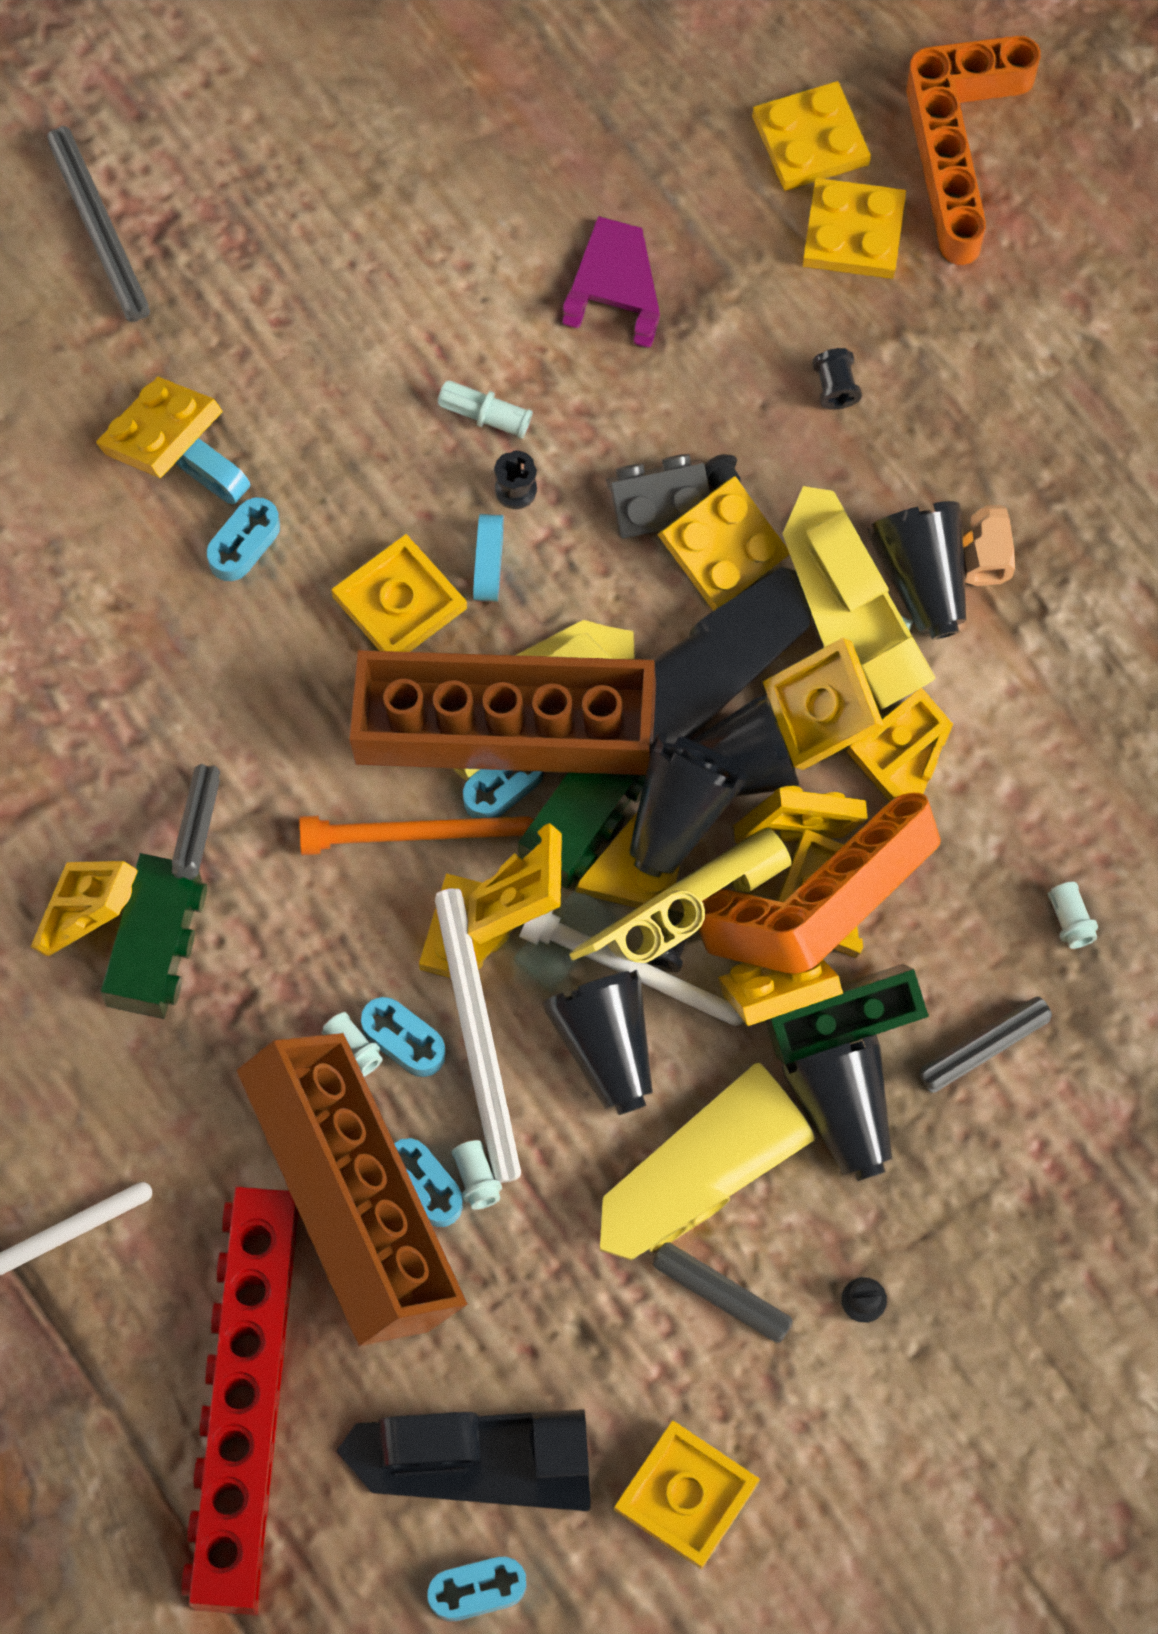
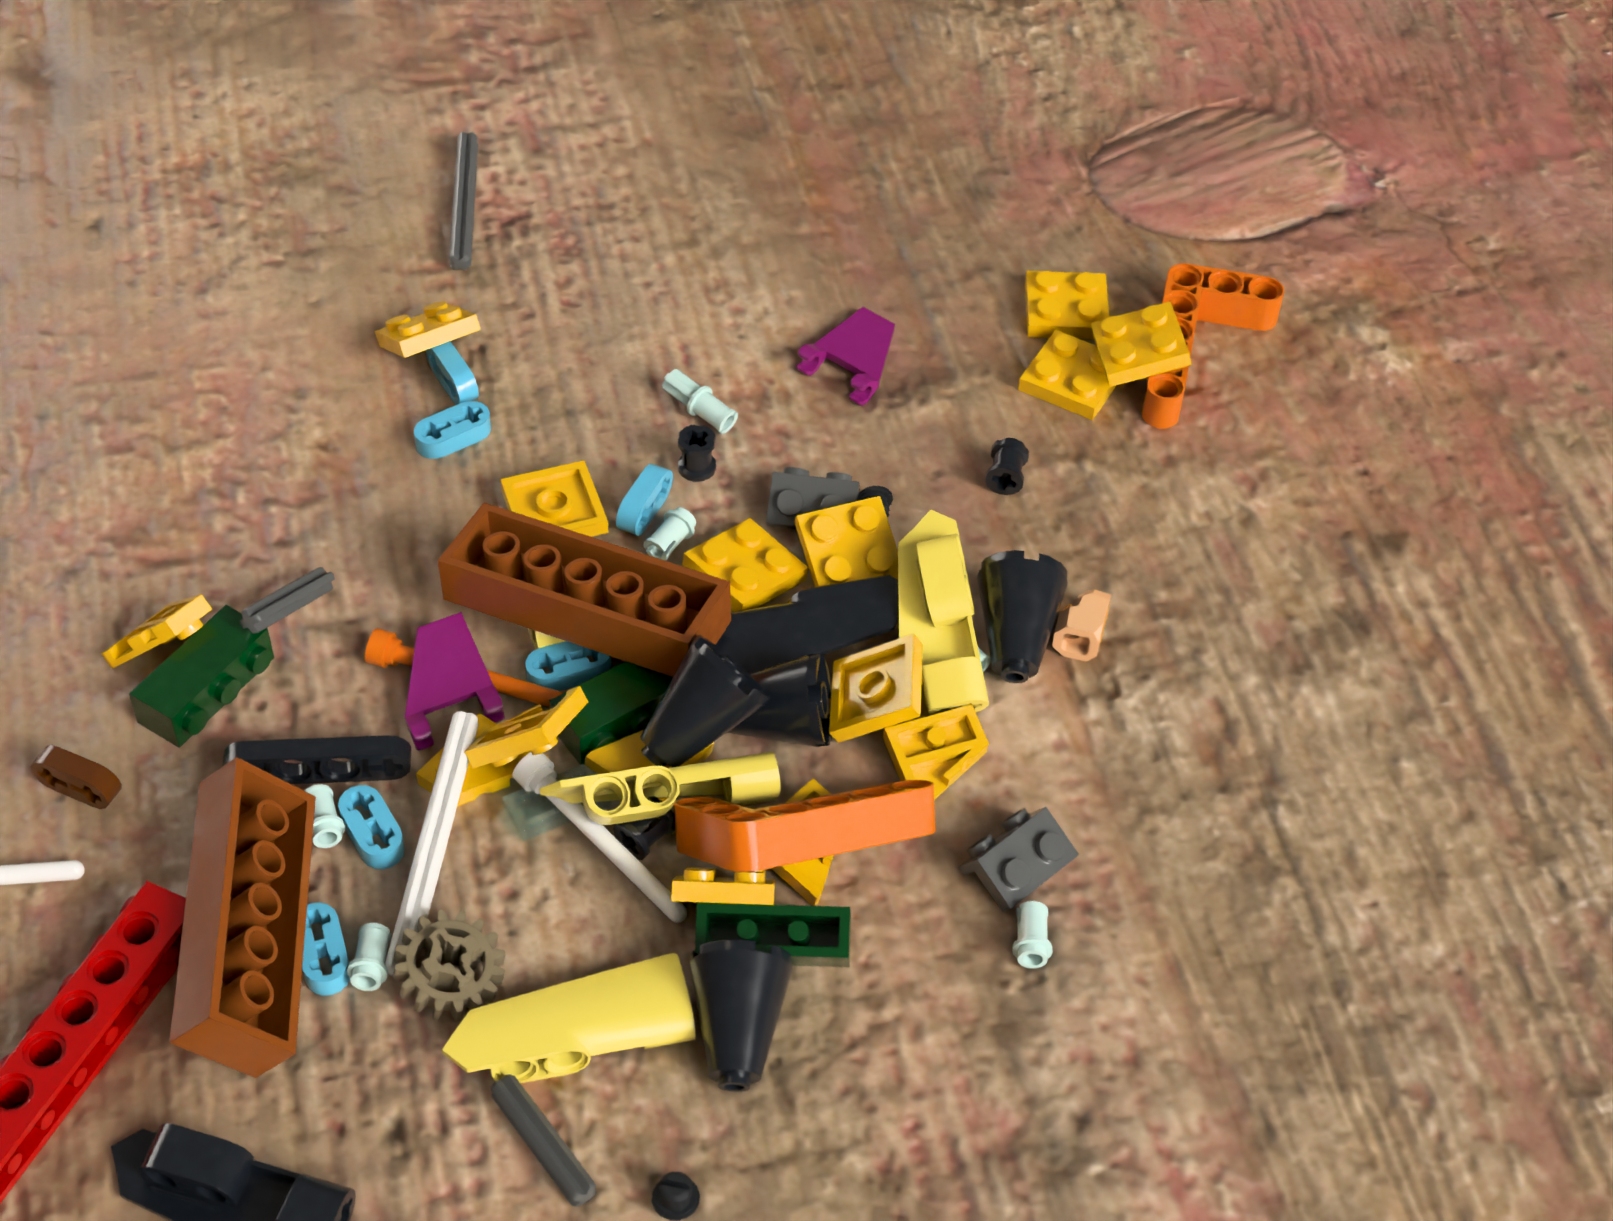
camera: 20 degrees right, 20 degrees down
(90, 1096) = (76, 777): none -> reddish brown beam
(316, 988) = (370, 756): none -> black beam
(394, 844) = (446, 673): none -> magenta flag
(533, 587) = (677, 526): none -> light aqua pin
(575, 1167) = (444, 985): none -> dark tan gear
(607, 1038) = (546, 877): black cone -> none
(625, 600) = (751, 561): none -> yellow plate
(795, 810) = (806, 755): yellow wing -> none
(920, 179) = (1140, 344): none -> yellow plate
(985, 1044) = (899, 1015): dark grey axle -> none
(1028, 836) = (1020, 856): none -> dark grey bracket

